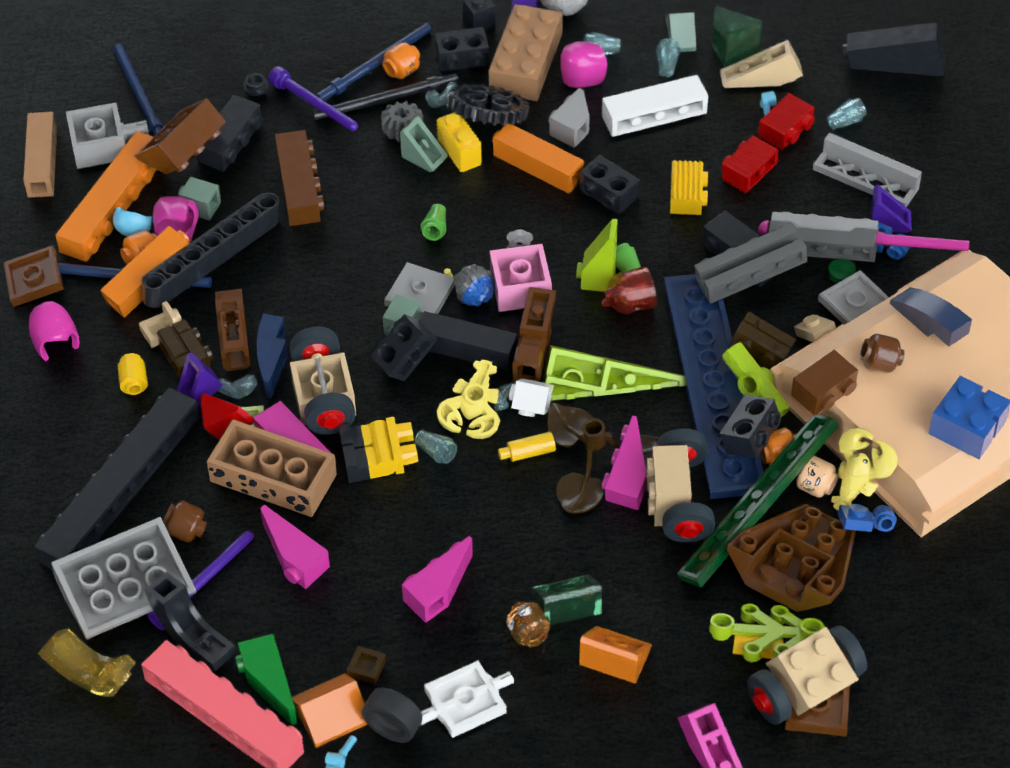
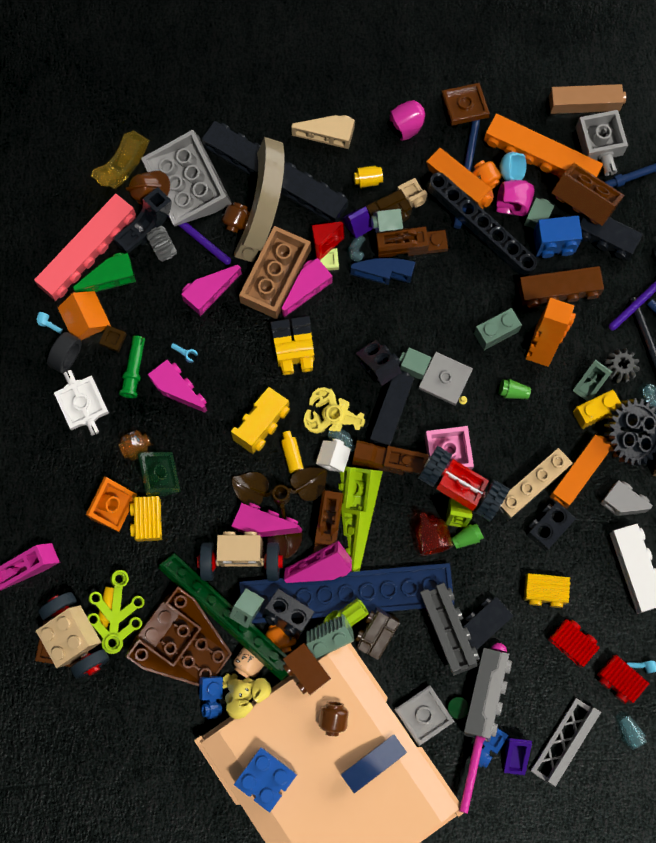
camera: 90 degrees right, 25 degrees up
(61, 414) = (329, 130): none -> tan slope
(133, 624) = (146, 182): none -> reddish brown piece
(169, 456) = (265, 201): none -> dark tan arch
(206, 335) = (387, 220): none -> sand green brick
(223, 604) = (161, 243): none -> dark grey gear
(234, 172) = (557, 236): none -> blue piece
(321, 380) = (345, 304): brick -> none
(355, 235) = (497, 329): none -> sand green brick
(364, 168) = (550, 331): none -> orange wedge
(389, 575) = (184, 352): none -> medium azure hand
(424, 638) = (131, 376): none -> green pin
(438, 447) = (294, 388): clear light blue cone -> none
(474, 285) = (442, 415): piece -> none
(488, 478) = (261, 421): none -> yellow wedge
(519, 236) = (490, 453): light grey plate -> none
(553, 261) = (463, 484): none -> plate
(558, 200) = (534, 483): none -> tan piece
(631, 397) = (328, 519): none -> reddish brown plate
(632, 605) = (146, 518): none -> yellow brick
(681, 395) = (321, 566): none -> dark pink slope
(748, 469) = (246, 608): none -> sand green brick
(774, 372) = (329, 636): none -> sand green brick
(814, 327) = (393, 679): tan bracket -> none

